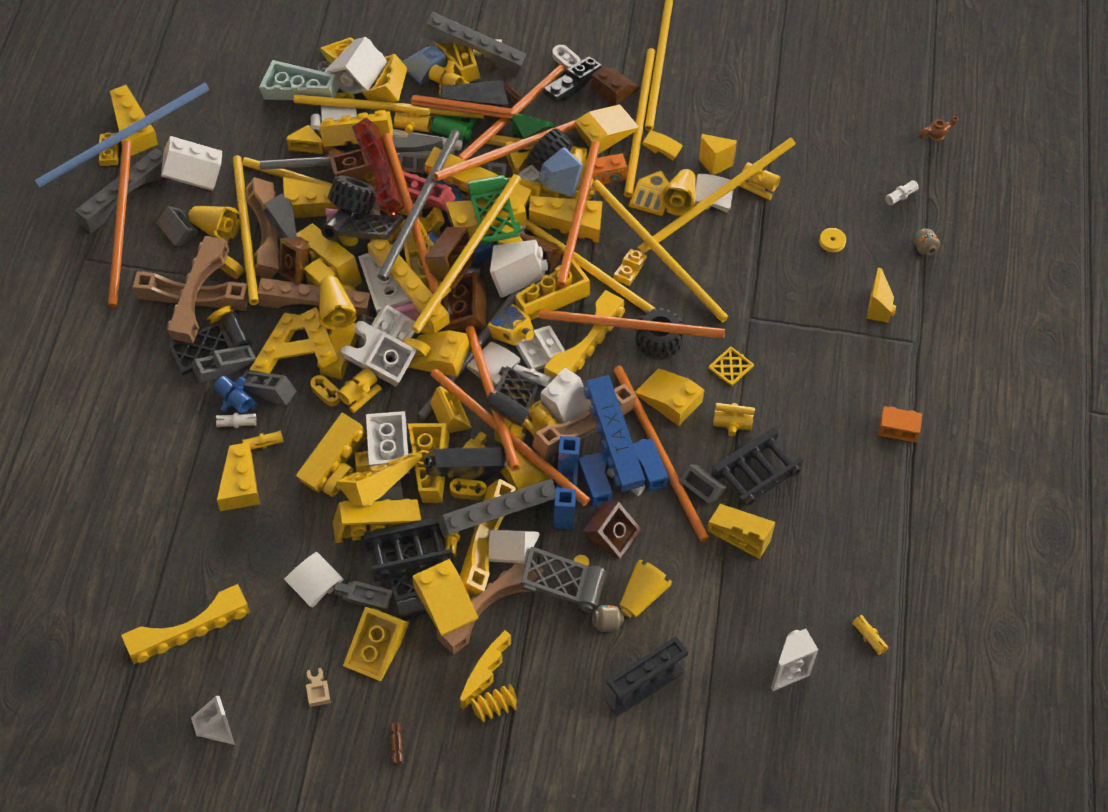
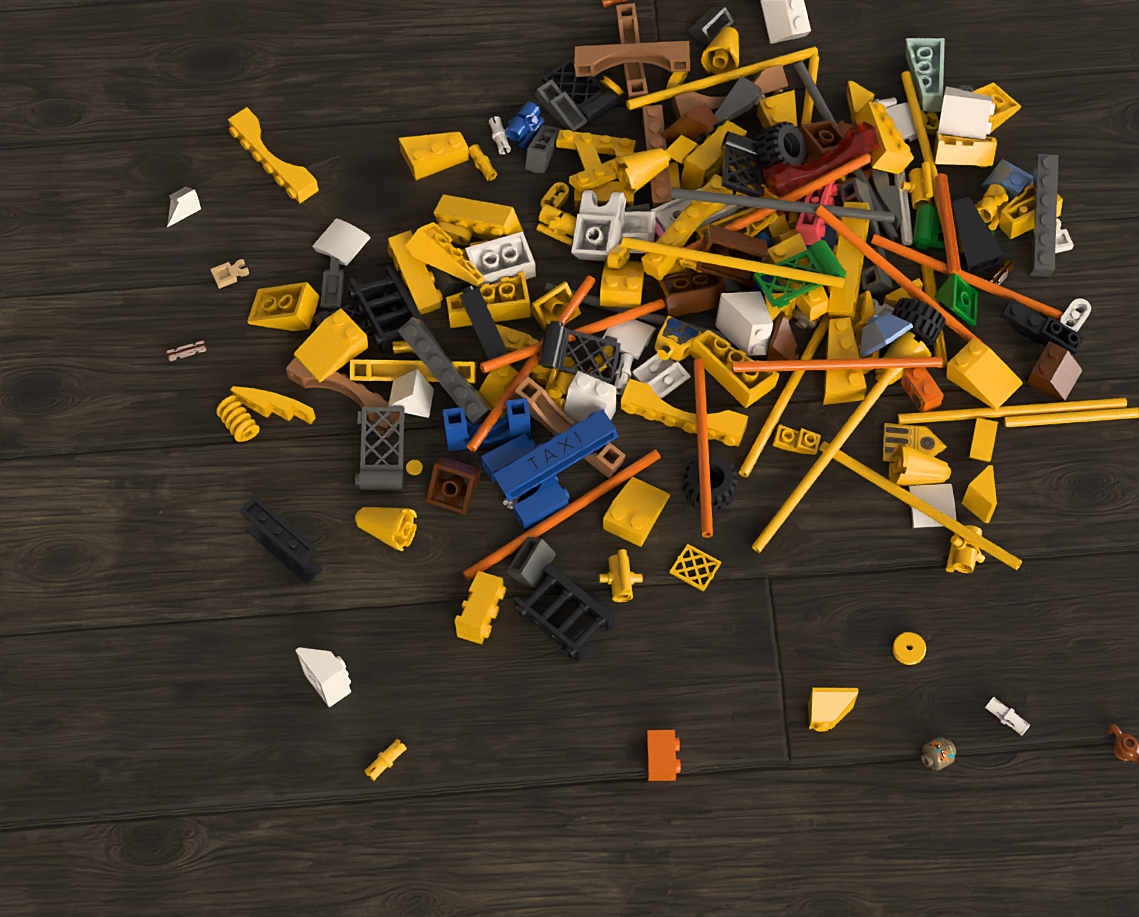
camera: 80 degrees right, 5 degrees up
(468, 489) = (467, 347): yellow beam -> none
(607, 618) = (349, 500): dark tan head -> none

